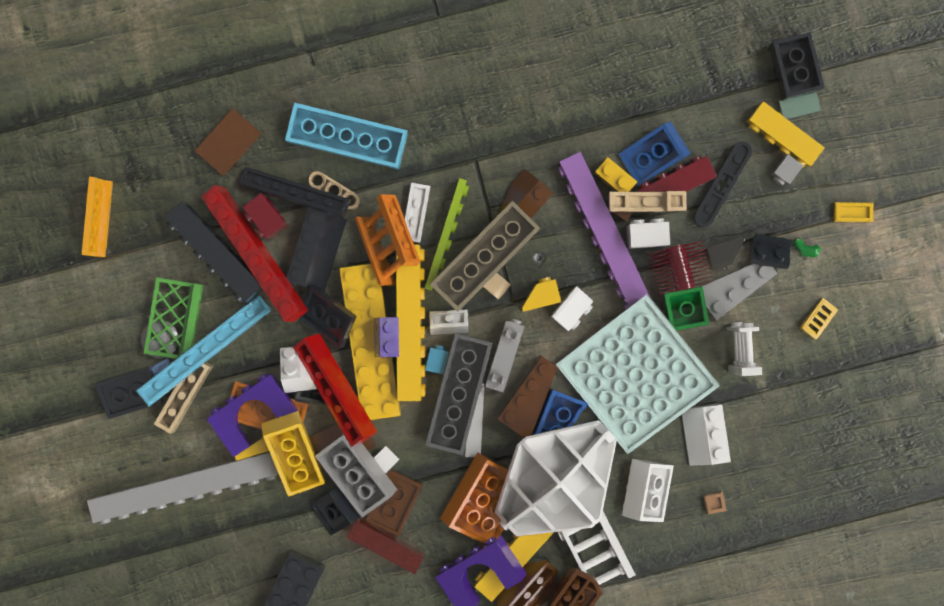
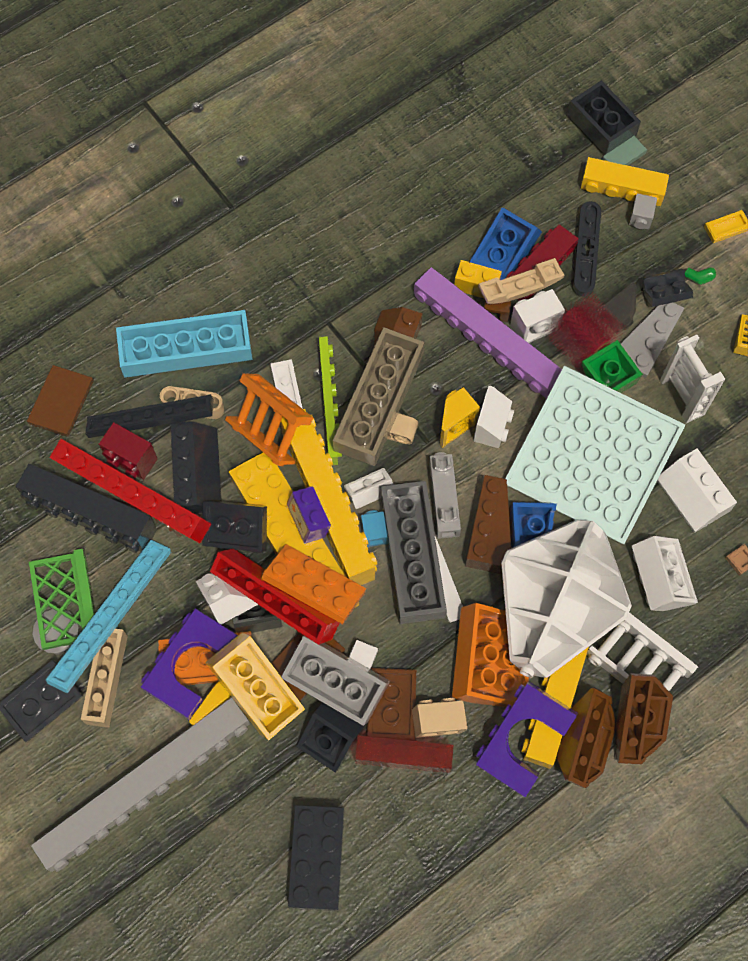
camera: 20 degrees left, 20 degrees down
(368, 395) = (314, 584): none -> orange plate
(423, 531) = (439, 718): none -> tan brick

